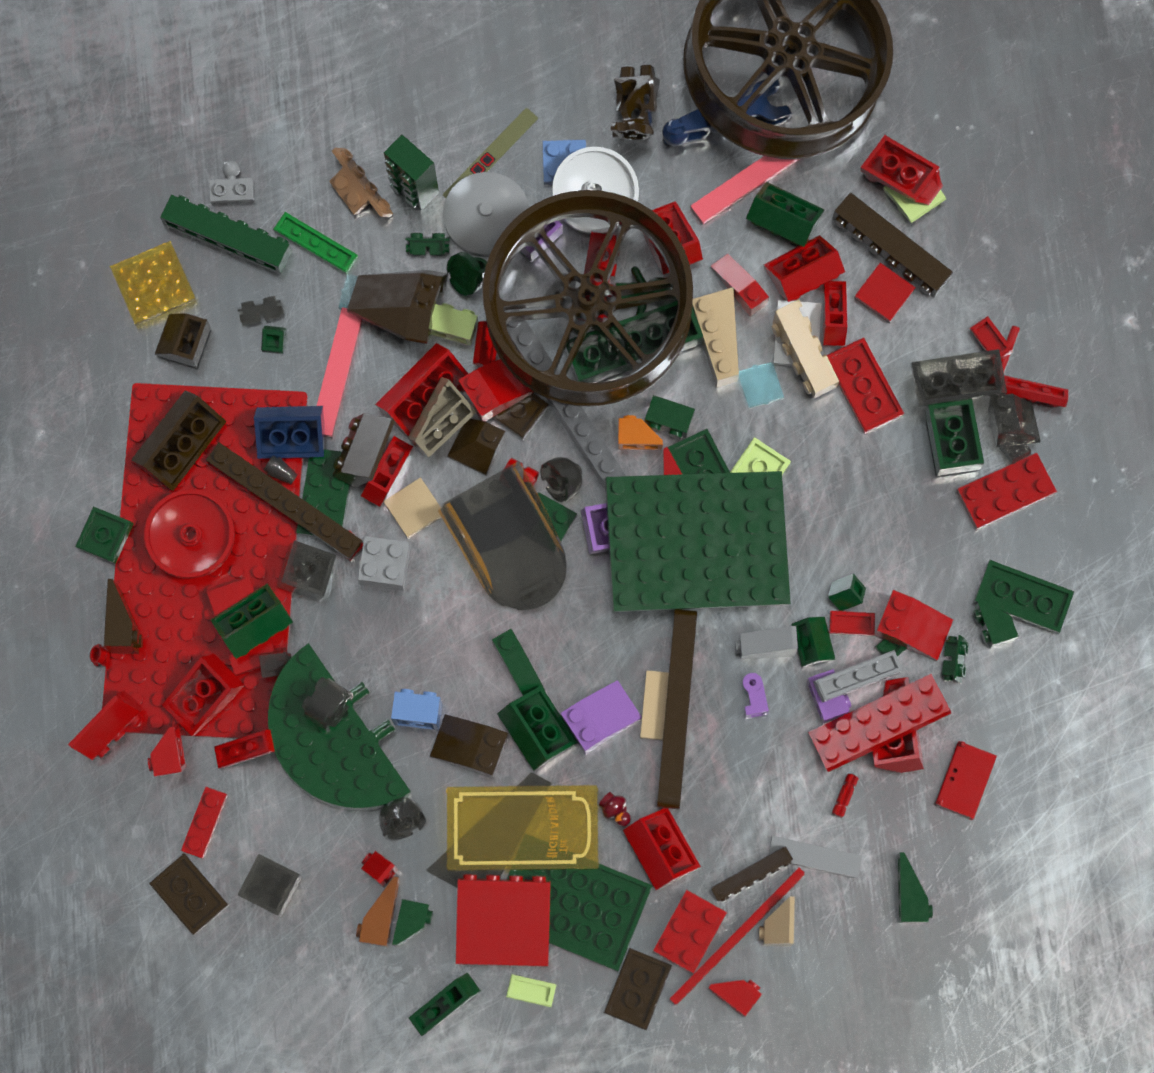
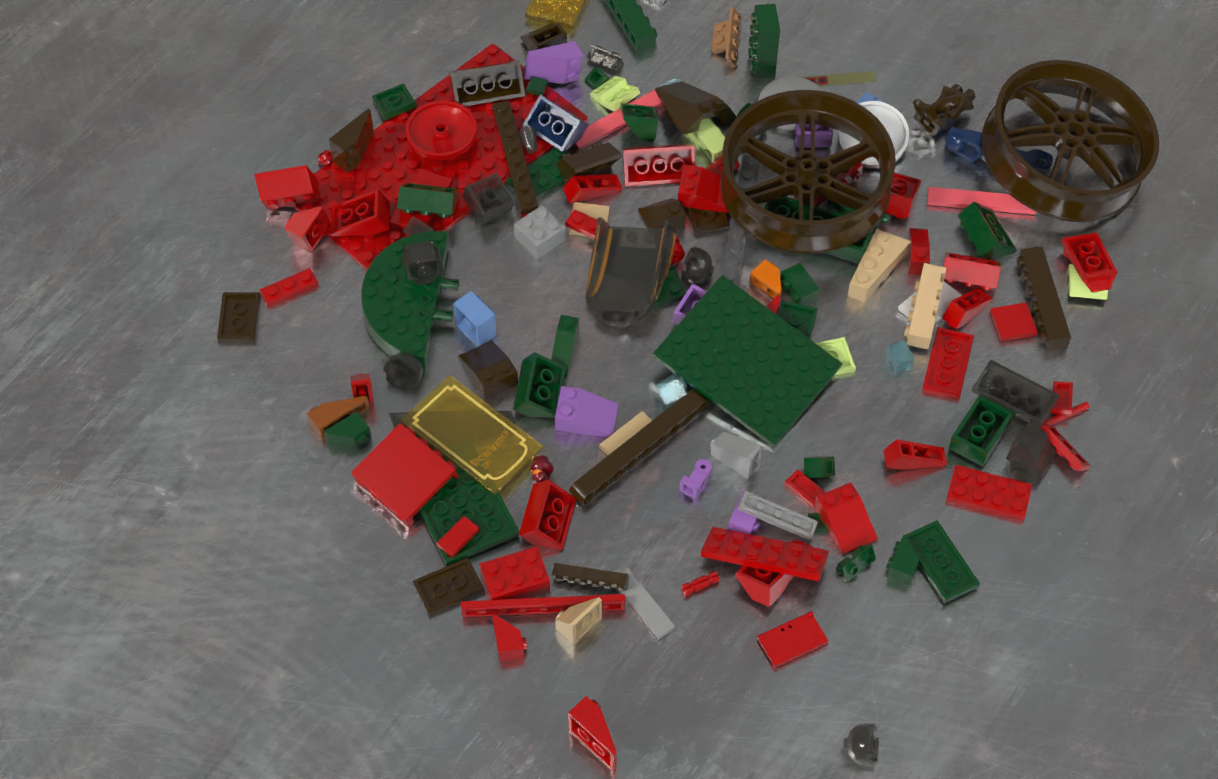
camera: 40 degrees right, 20 degrees down
(228, 401) = (537, 86): none -> dark green tile
(229, 362) = (555, 63): none -> medium lavender slope
(244, 748) = (352, 261): red tile -> none
(269, 885) = (288, 344): clear smoke brick -> none
(307, 343) = (614, 93): none -> yellowish green slope
(315, 243) = (673, 50): green tile -> none
(364, 356) = (641, 119): none -> dark green slope
(418, 518) = (582, 223): none -> red plate
(436, 242) = (736, 88): dark green hinge -> none
(440, 418) = (653, 181): dark tan wedge -> none
(444, 1004) = (322, 493): dark green slope -> none
(531, 990) = (381, 532): yellowish green tile -> none
(607, 939) = (457, 536): none -> red tile
(656, 628) = (671, 389): none -> clear light blue brick
(760, 385) = (878, 314): clear light blue piece -> none
(813, 641) = (769, 477): dark green panel -> none
(819, 417) = (899, 357): none -> clear light blue brick
(884, 1013) = (590, 727): none -> red slope
(912, 899) = (681, 680): dark green slope -> none
(918, 510) = (913, 455): none -> red slope
(1106, 830) = (862, 744): none -> clear smoke cylinder

